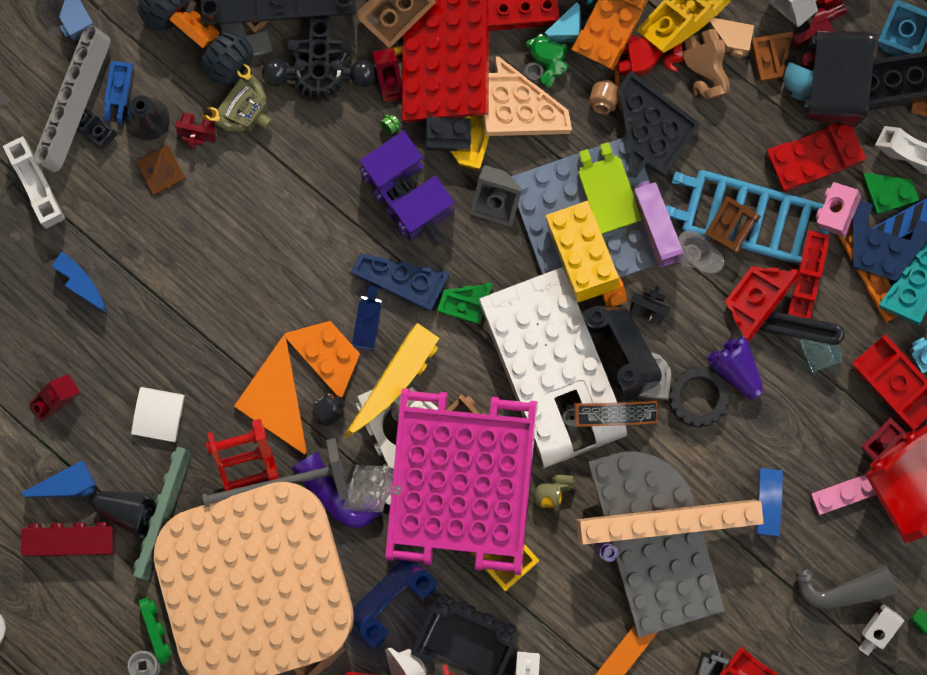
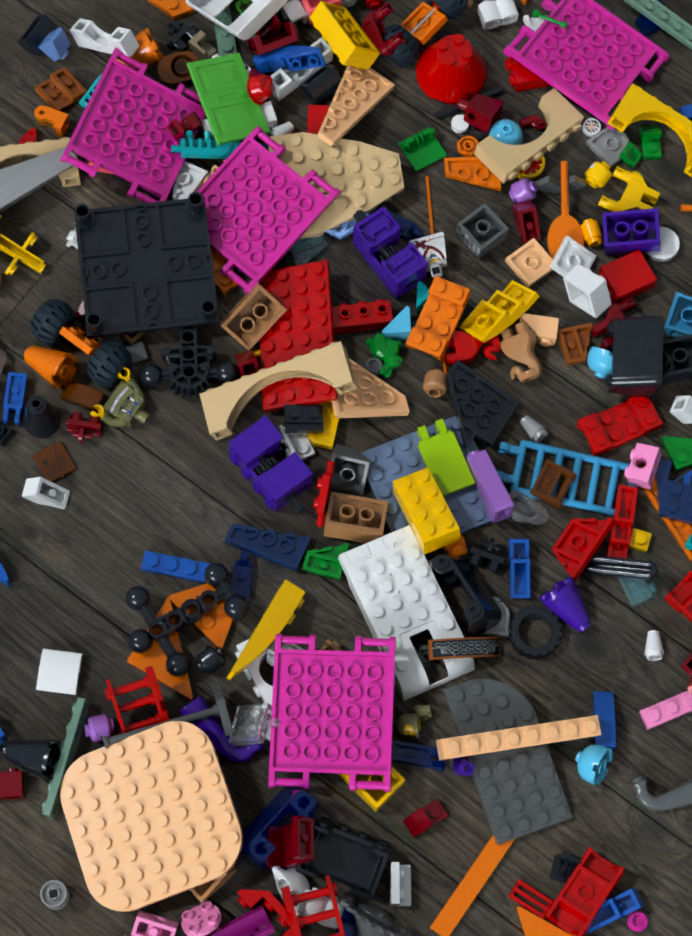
camera: 10 degrees left, 10 degrees down
(149, 206) = (45, 492): none -> white slope
(155, 630) = (64, 862): green plate -> none
(161, 55) = (52, 365): none -> orange cone
(194, 91) = (82, 394): none -> reddish brown slope
(200, 481) = (98, 727): none -> medium lavender head
(251, 385) = (178, 663): none -> black piece
(300, 301) = (174, 567): none -> blue plate
(359, 110) = (226, 402): none -> tan arch
(390, 124) = (252, 414): bright green plate -> none
(408, 624) = (292, 843): none -> dark red panel
(439, 163) = (296, 443): none -> white bracket
(467, 216) = (321, 501): none -> red plate
(501, 254) = (355, 518): none -> medium nougat slope
(552, 530) = (416, 755): none -> clear blue plate
(560, 602) = (425, 818): none -> dark red slope
(686, 321) = (519, 568): none -> blue slope
(715, 158) = (534, 429): none -> light grey cone
(753, 551) = (593, 763): none -> medium azure cylinder
(827, 295) = (639, 540): none -> yellow plate
(833, 420) = (653, 647): none -> white cone

